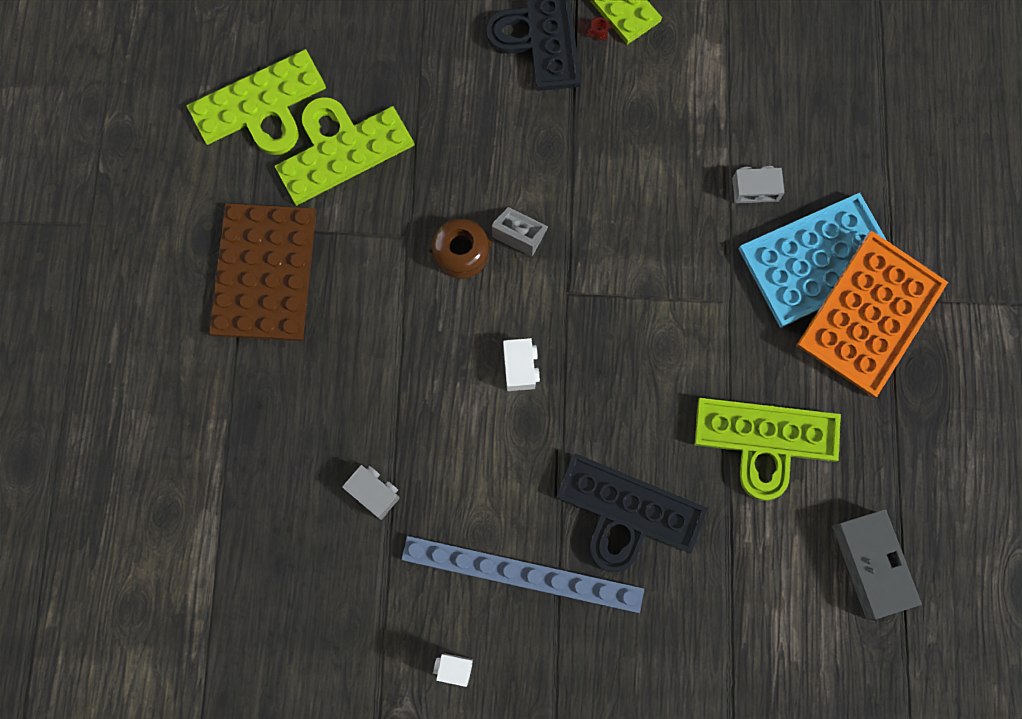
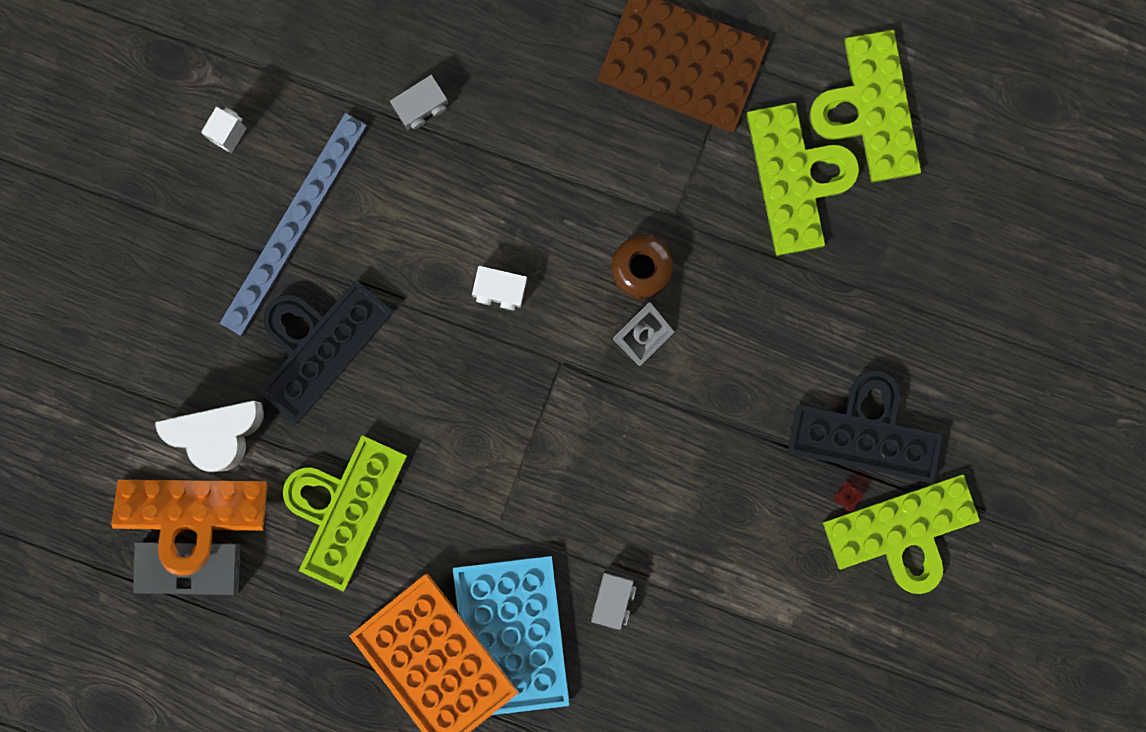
camera: 105 degrees right, 10 degrees up
(748, 580) = (215, 436): none -> white brick
(820, 583) = (188, 506): none -> orange plate

